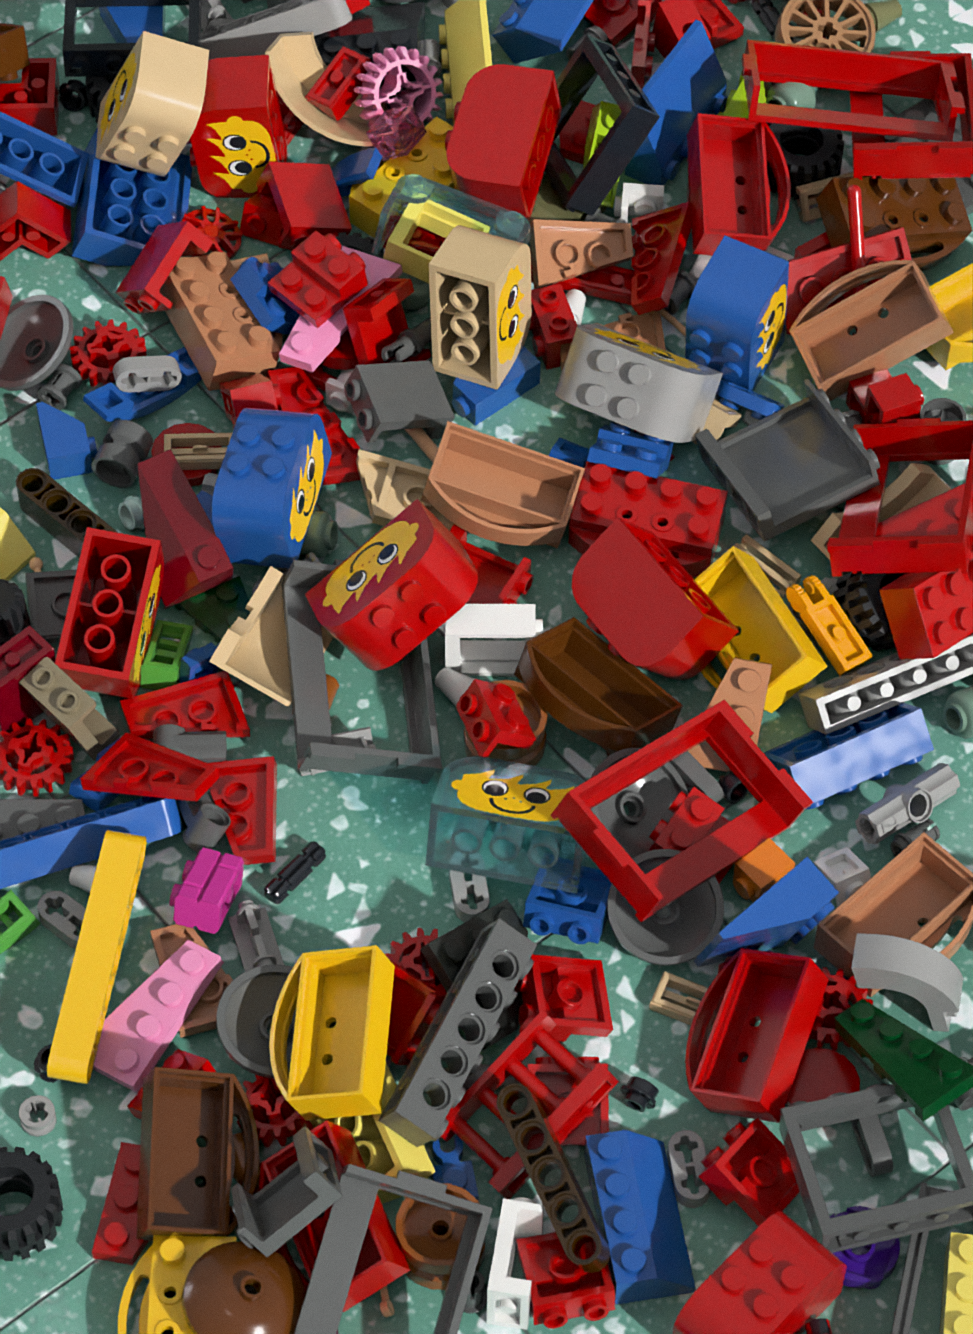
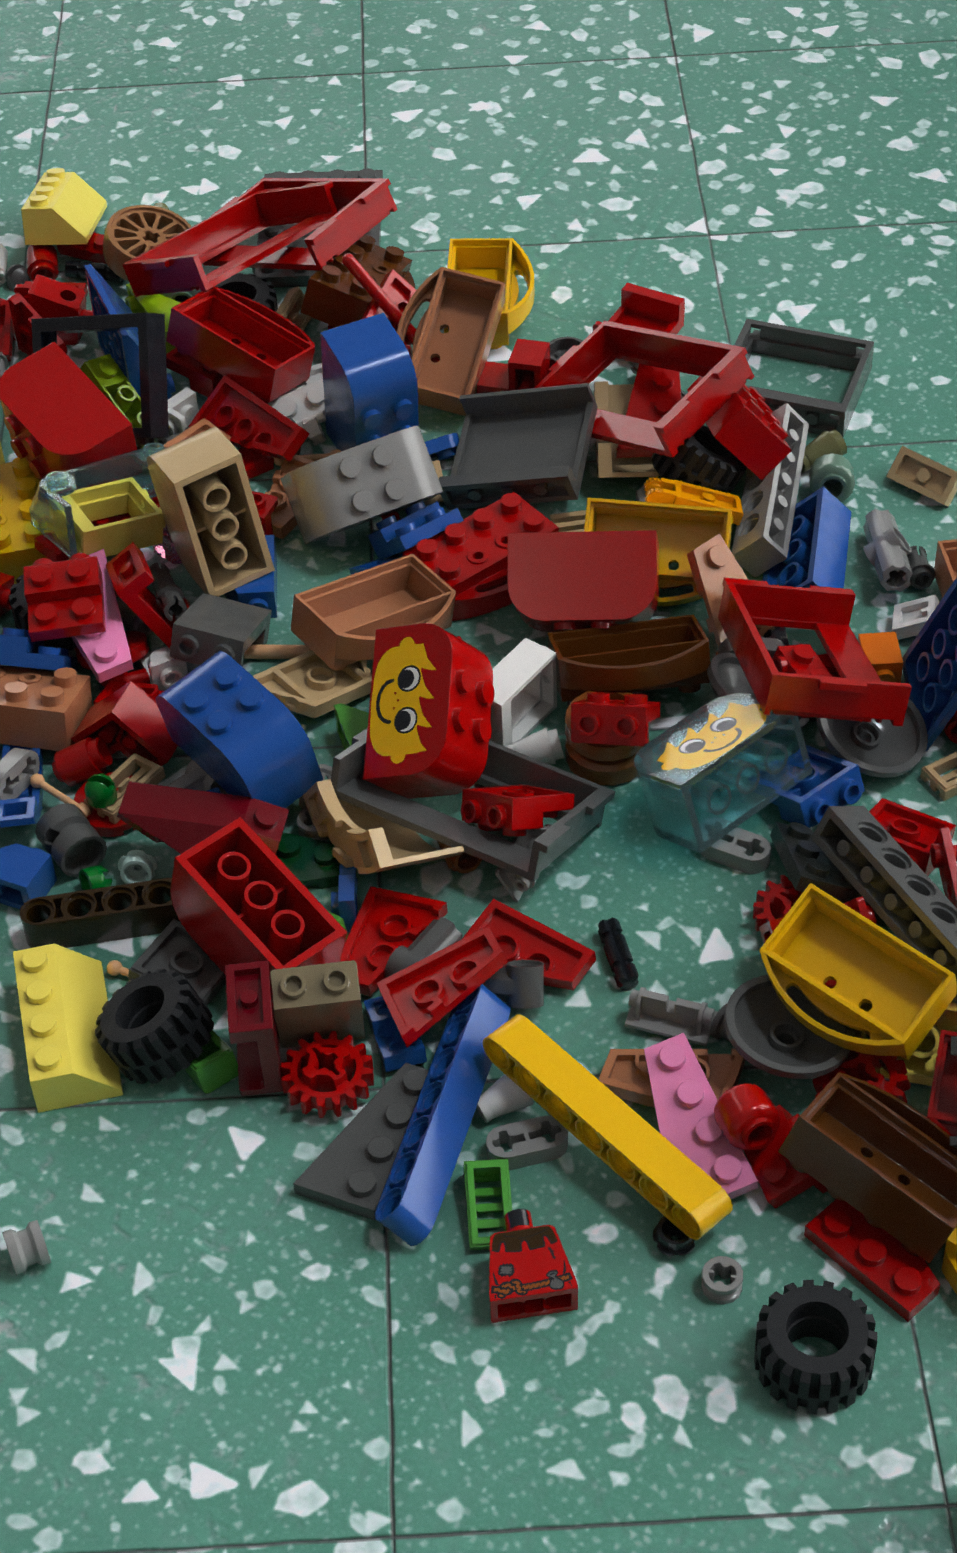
camera: 50 degrees left, 10 degrees down
(100, 496) = (93, 878): none -> green hinge
(162, 393) = (38, 781): none -> light nougat hinge
(167, 441) = (100, 791): none -> green hinge
(168, 1041) = (747, 1117): none -> red head
(203, 406) = (81, 761): none -> red brick
(207, 890) = (595, 1014): dark pink brick -> none
(365, 706) = (513, 807): none -> red plate

